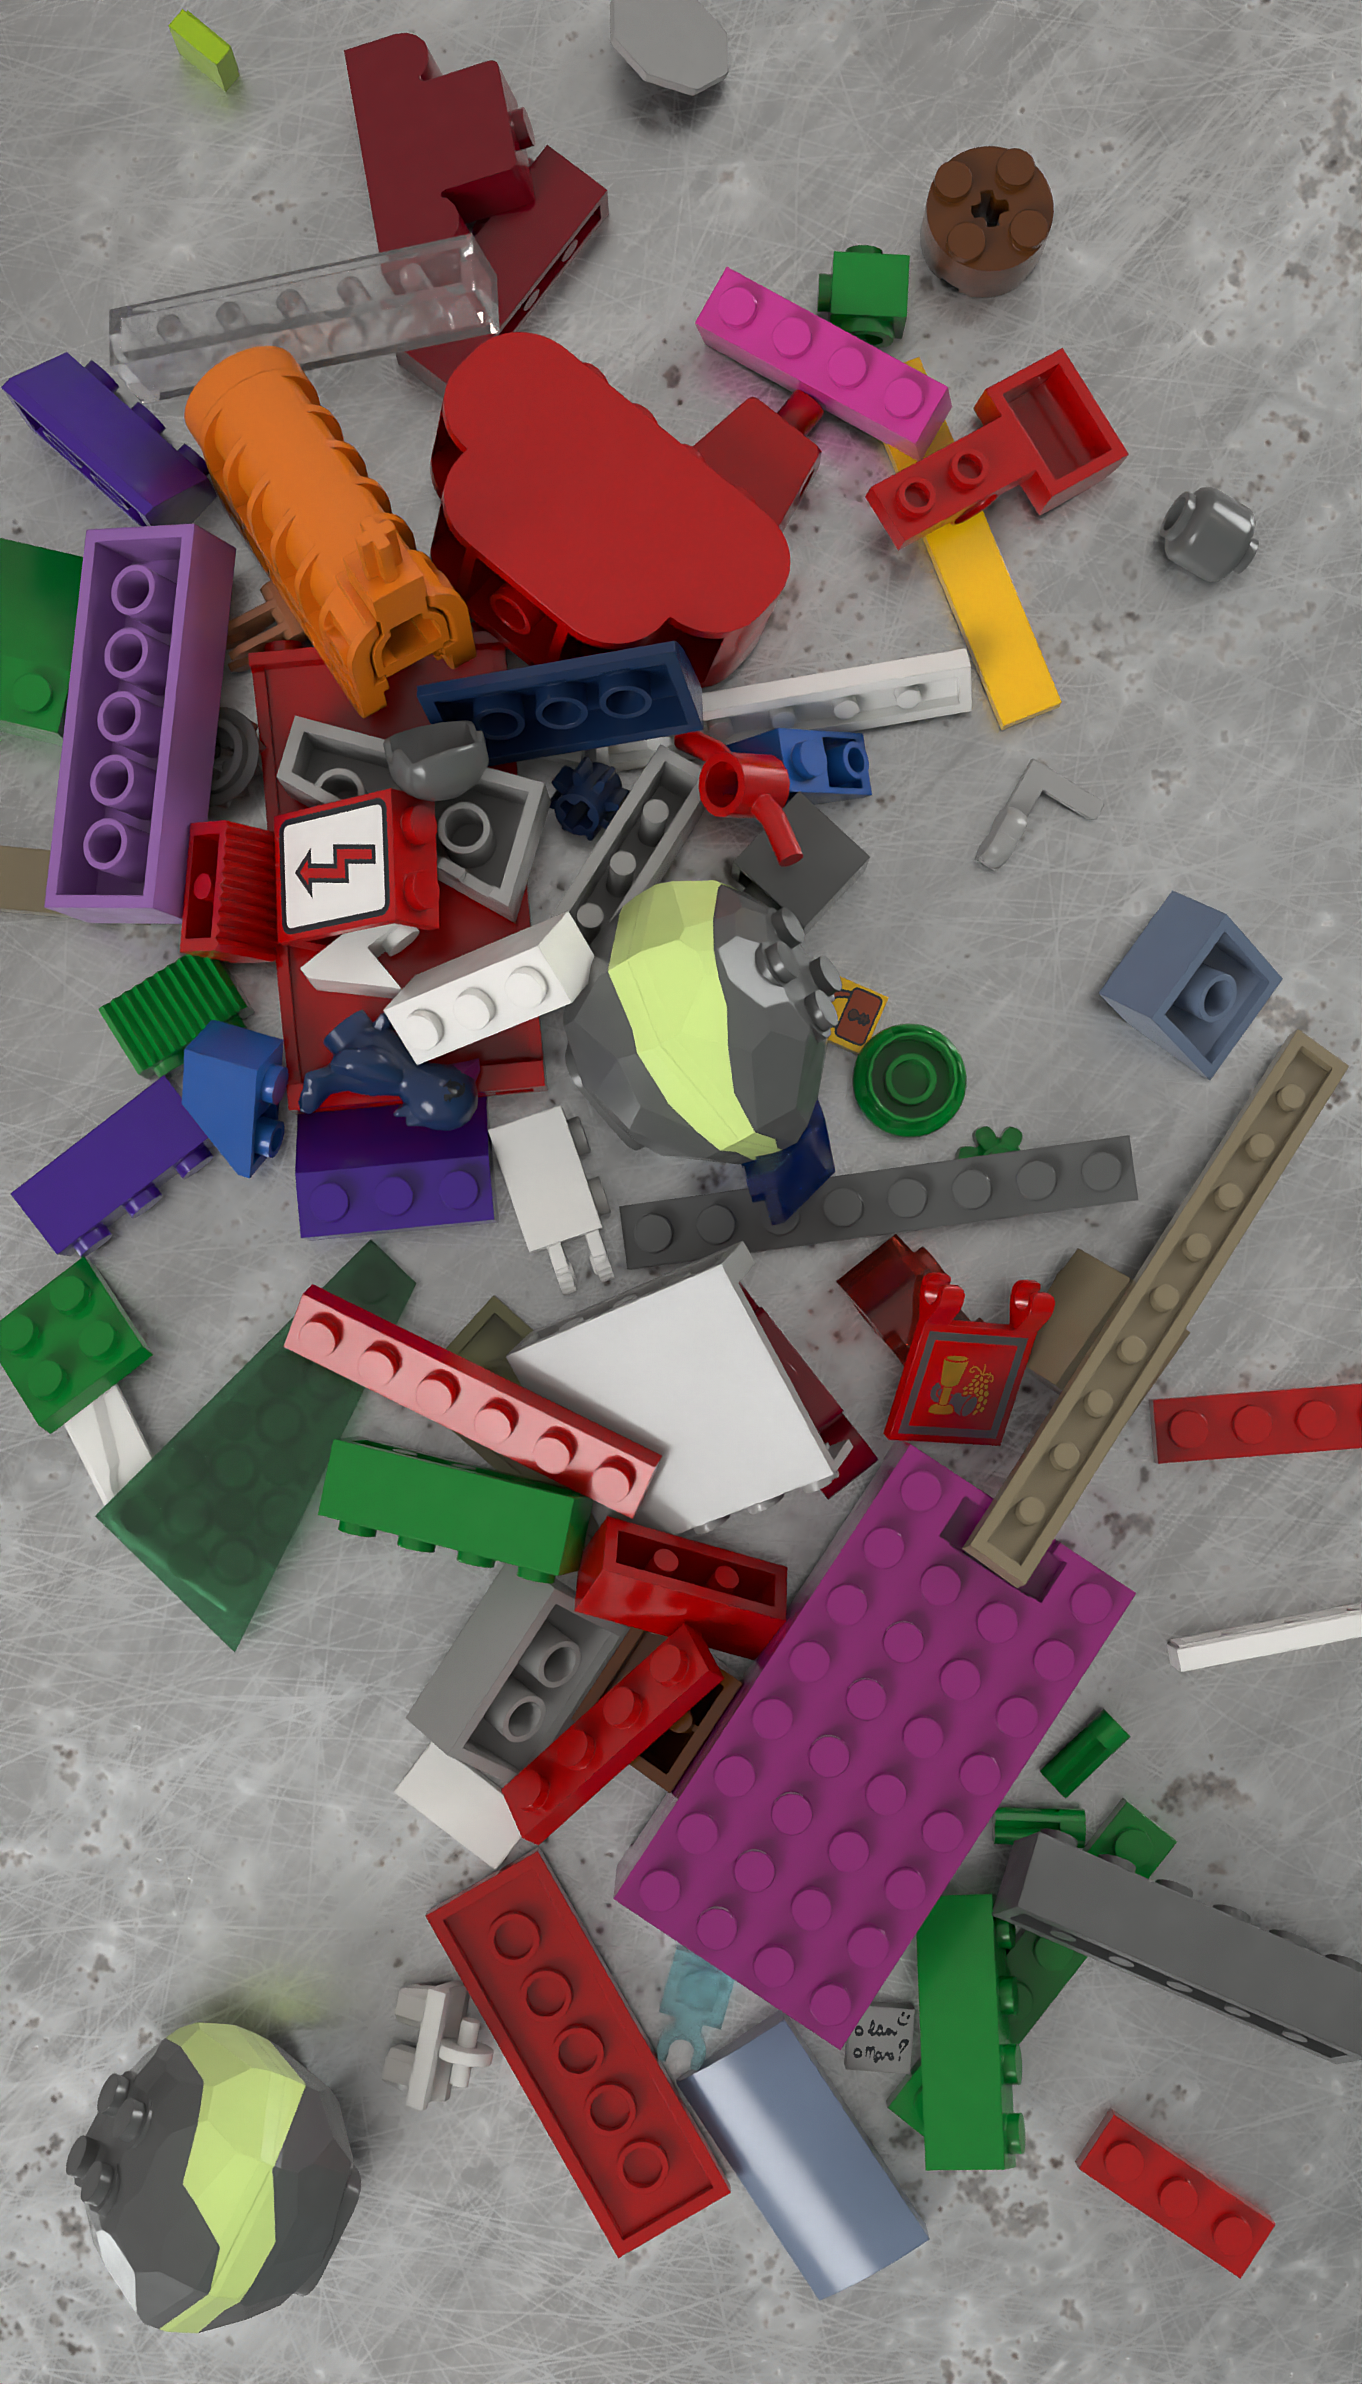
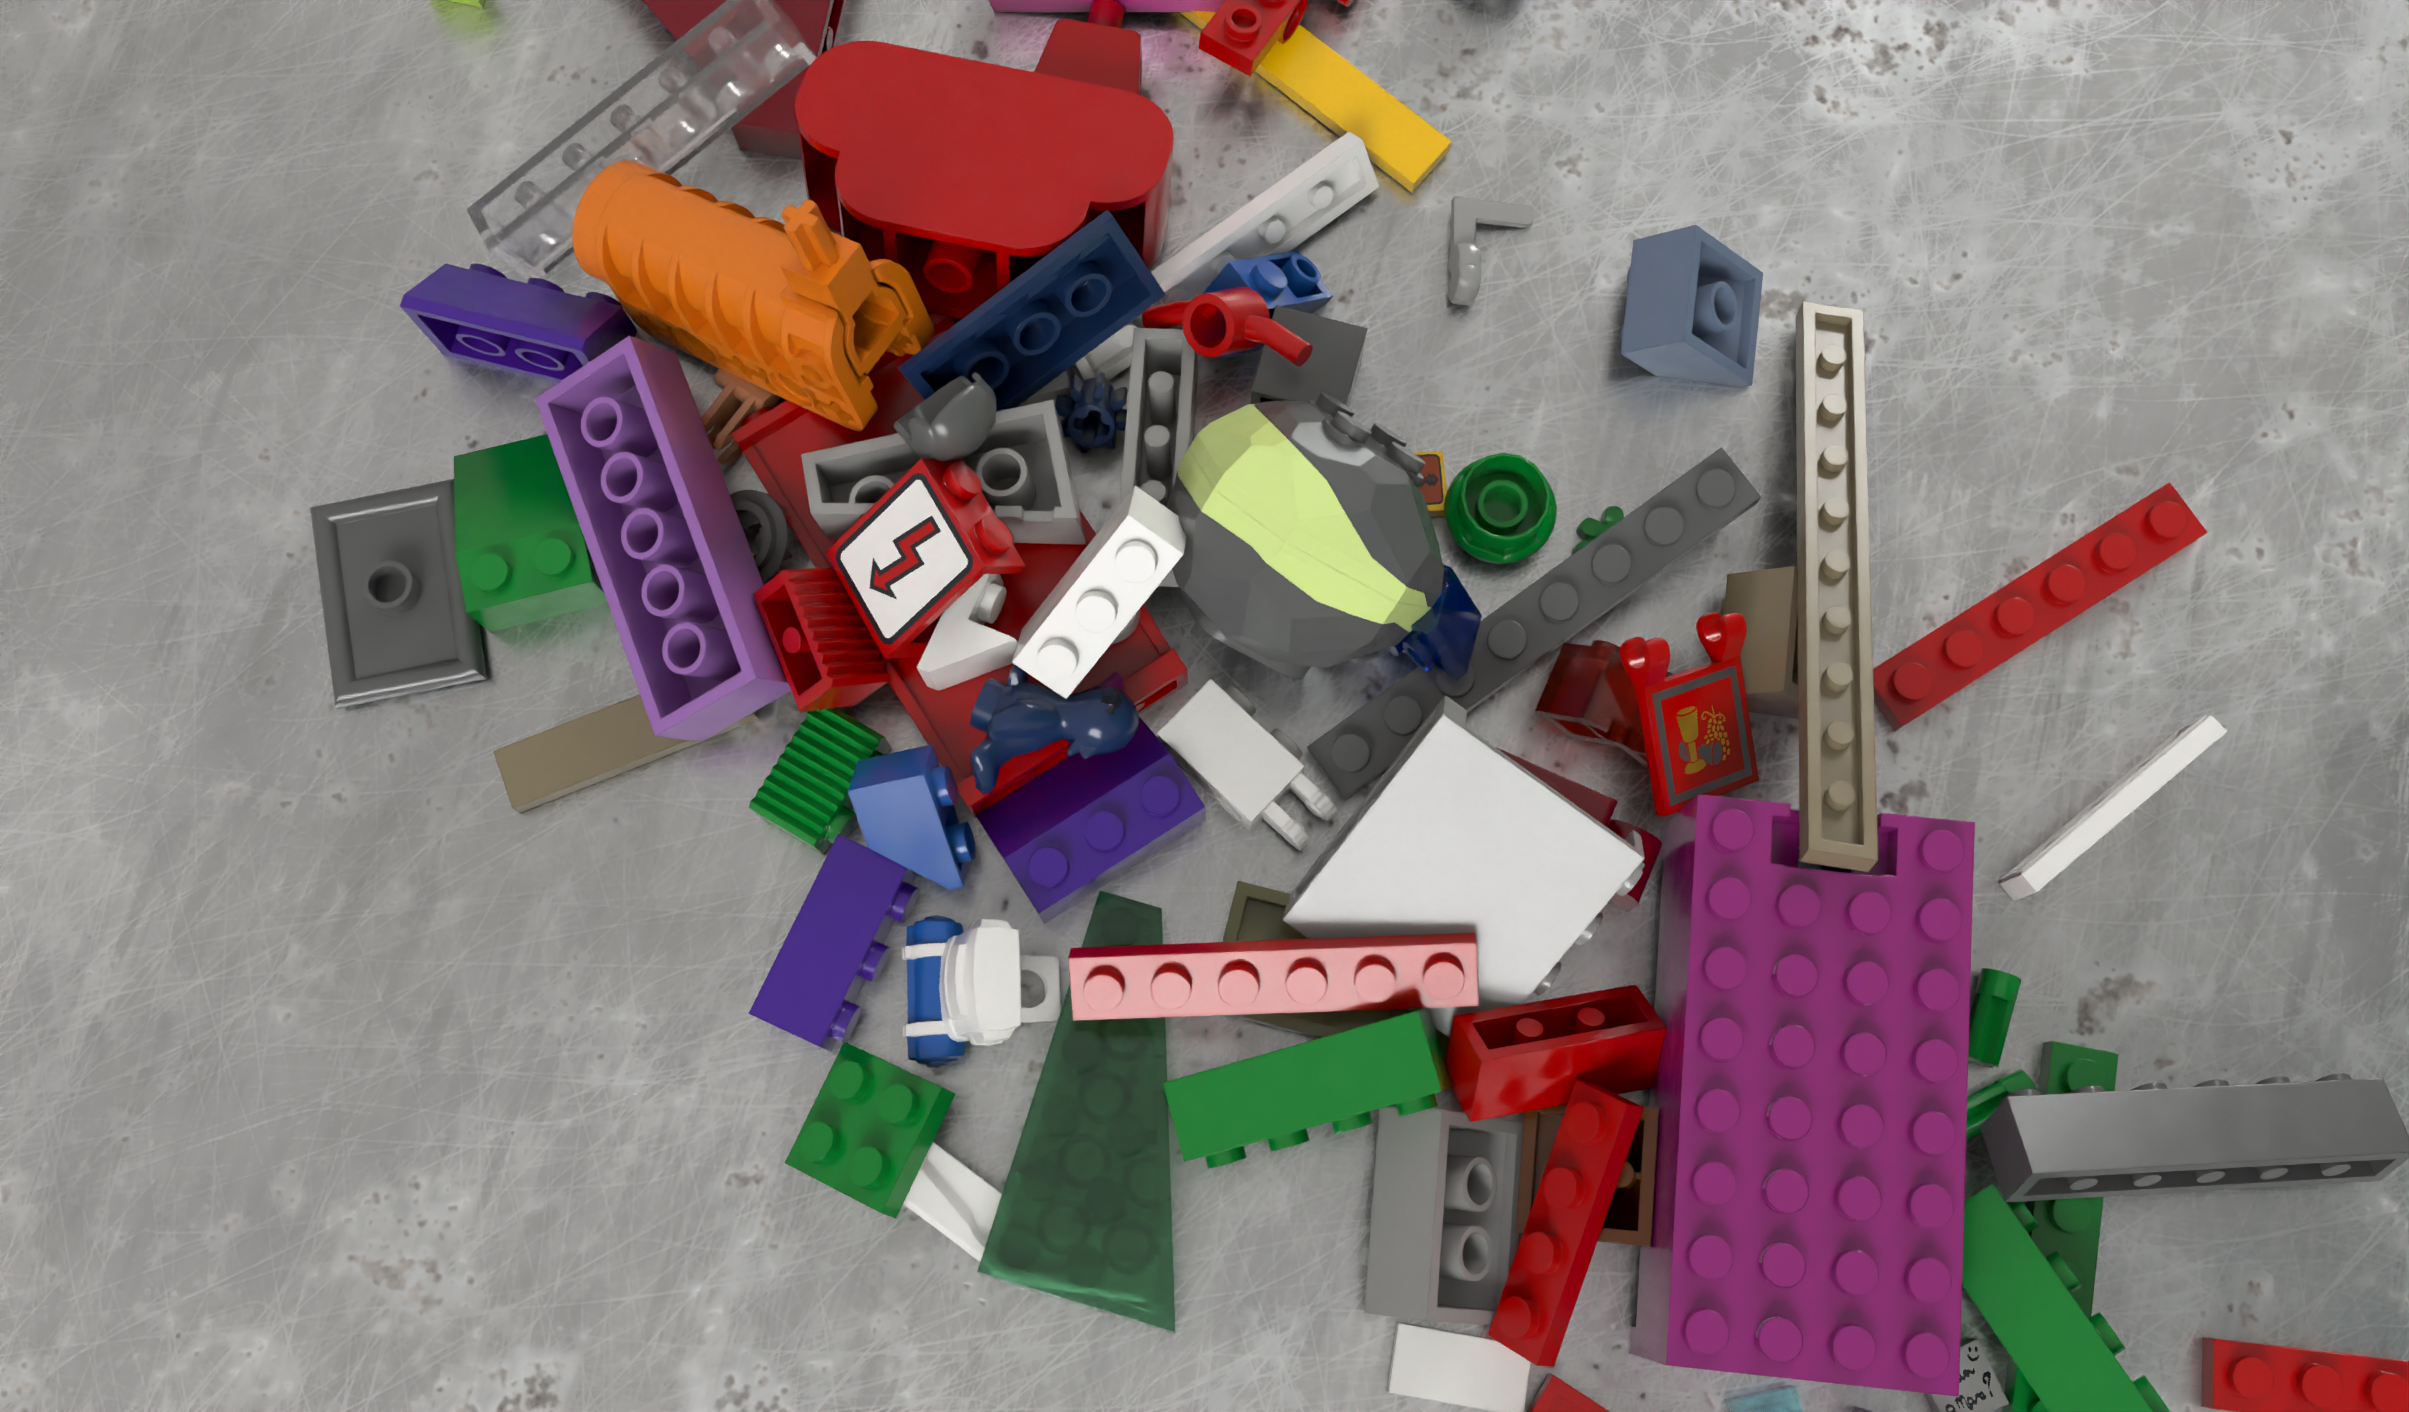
camera: 25 degrees left, 10 degrees down
(210, 1268) = (969, 987): none -> white piece

